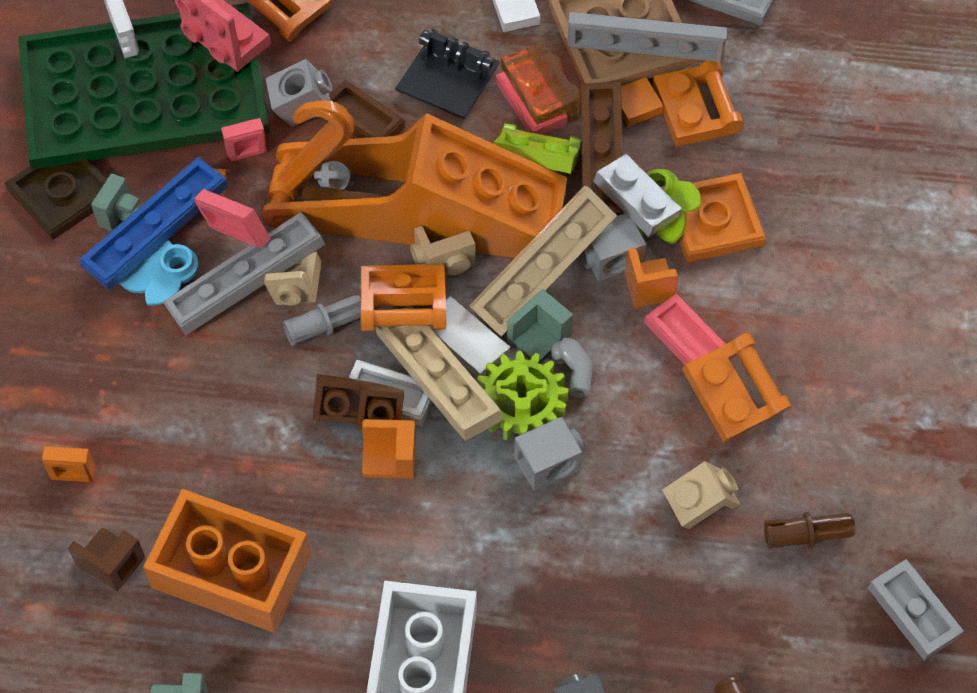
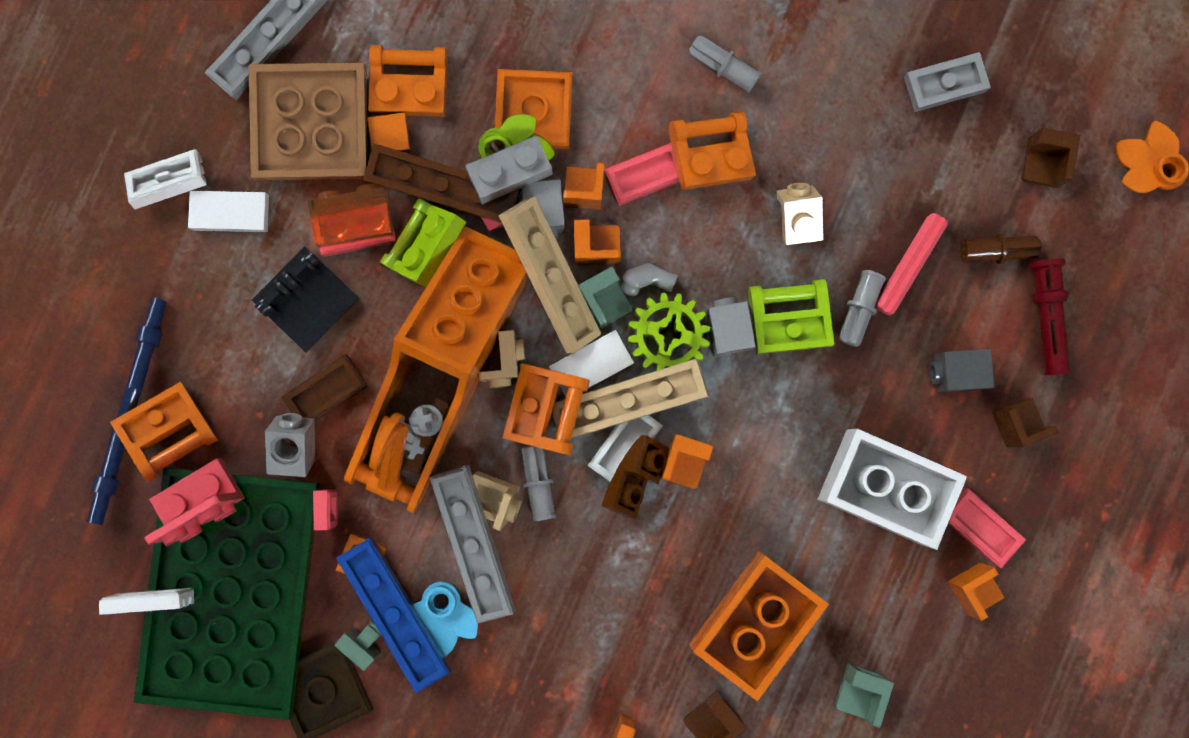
camera: 75 degrees left, 25 degrees up
(232, 219) = (419, 543): coral tile -> none
(356, 172) = (426, 420): none -> light grey axle
(571, 521) = (791, 329): none -> lime plate
(593, 304) = (596, 243): none -> orange panel
(619, 587) = (861, 308): none -> light grey axle
(646, 37) = (336, 102): light grey tile -> none
(690, 629) = (911, 264): none -> coral axle
(807, 530) = (855, 139): reddish brown axle -> none
(836, 378) = (724, 63): none -> light grey axle

